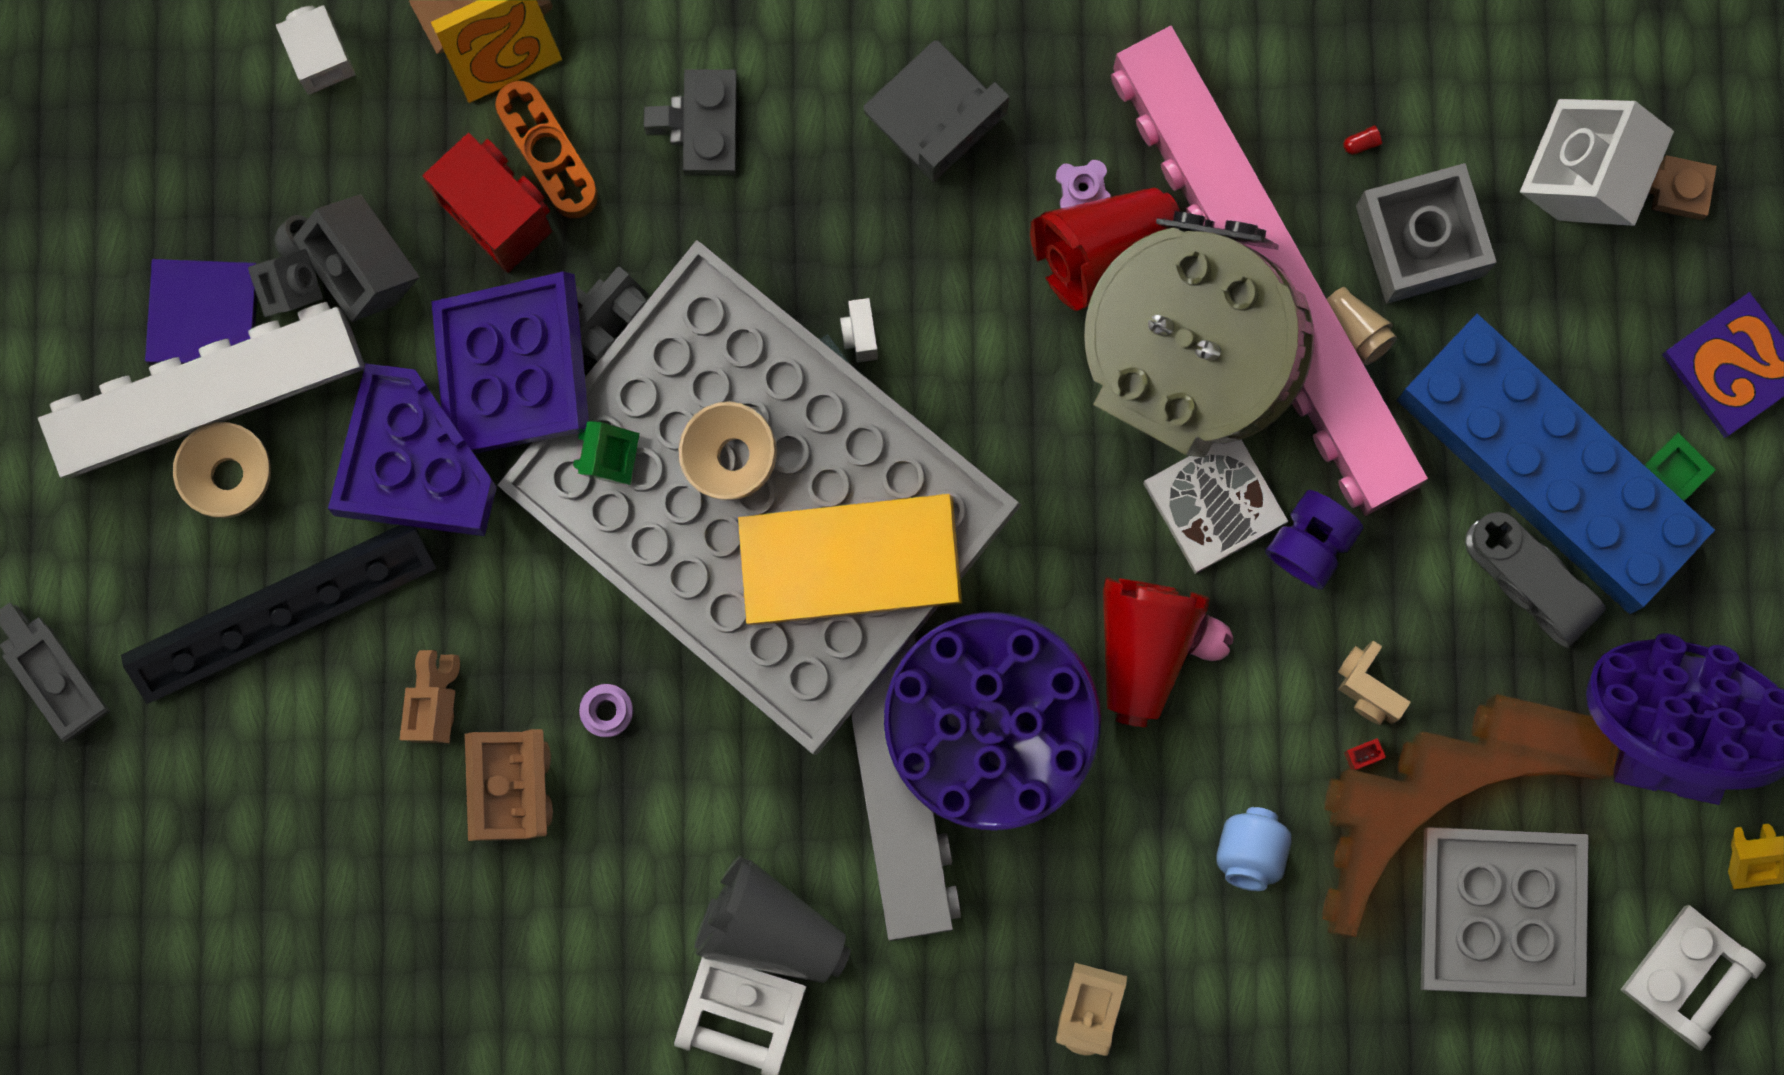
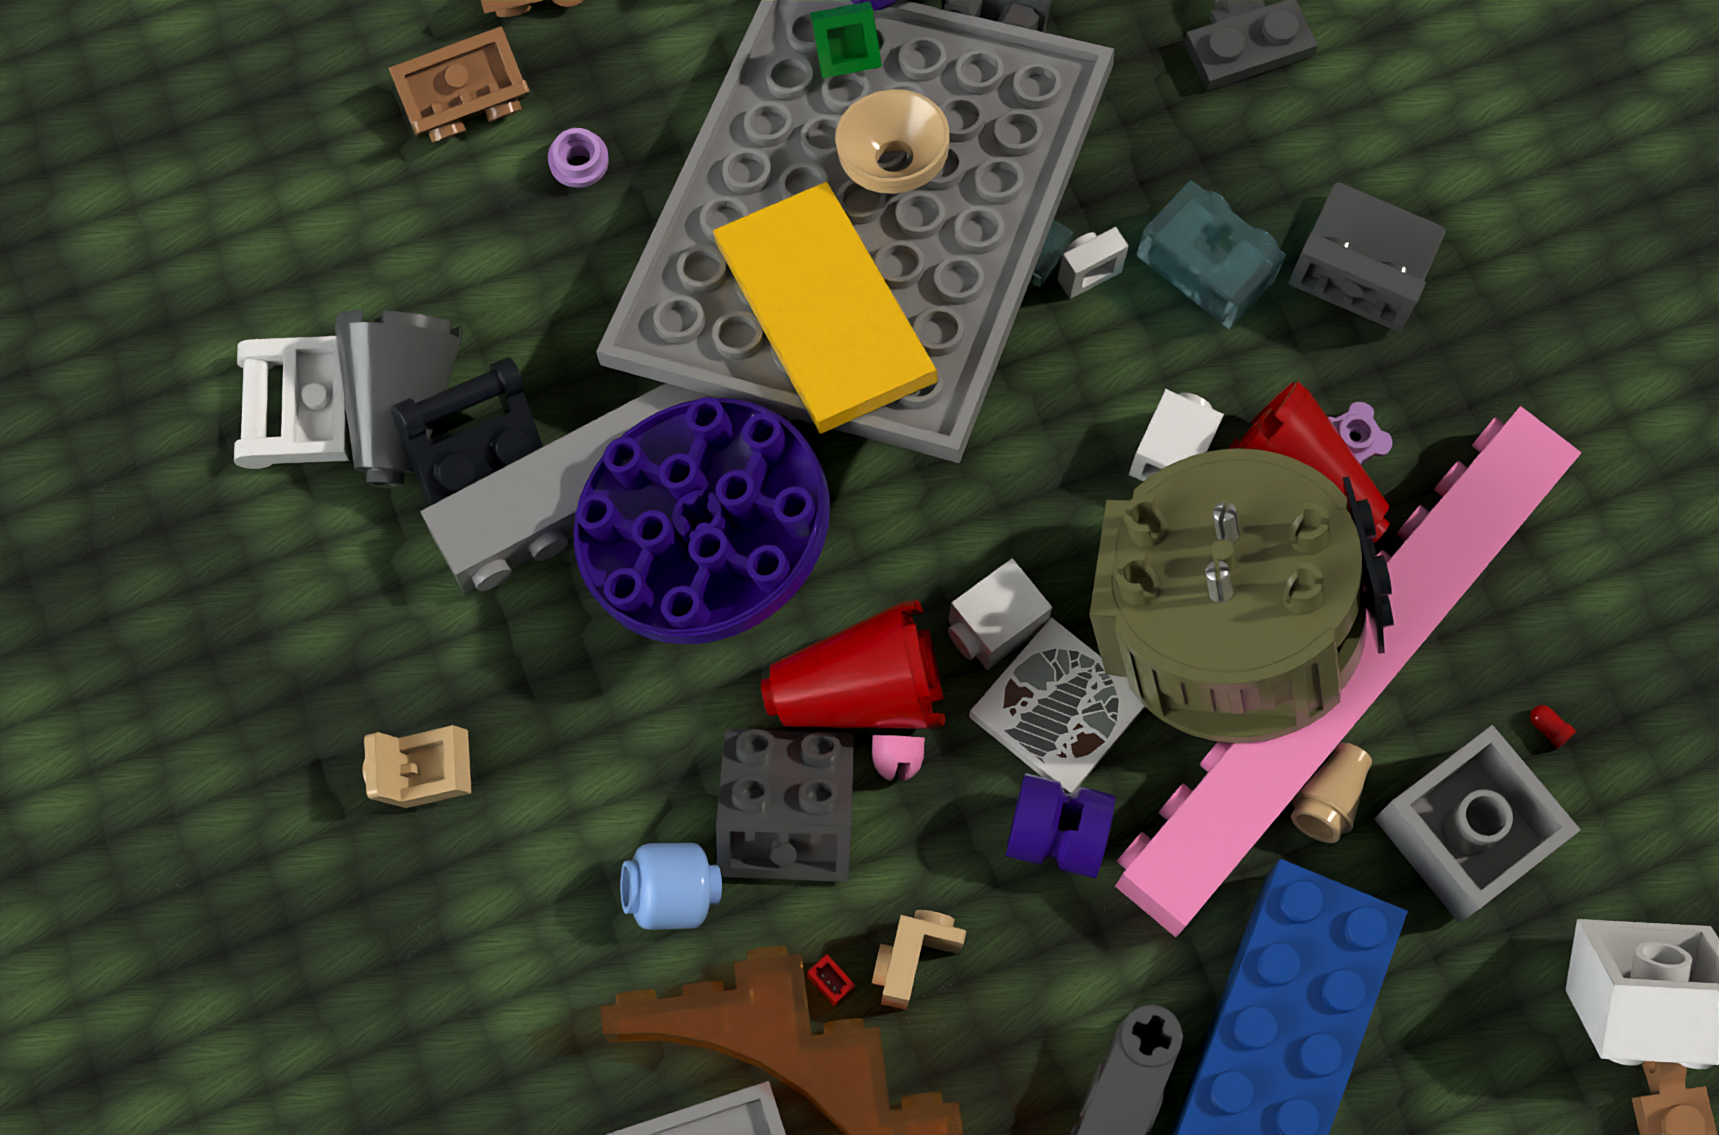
camera: 65 degrees right, 10 degrees down
(846, 876) = (473, 449): none -> black plate
(876, 256) = (1181, 249): none -> clear light blue brick
(1039, 326) = (1177, 430): none -> white brick
(1131, 521) = (997, 615): none -> white brick
(1217, 737) = (785, 805): none -> dark grey bracket

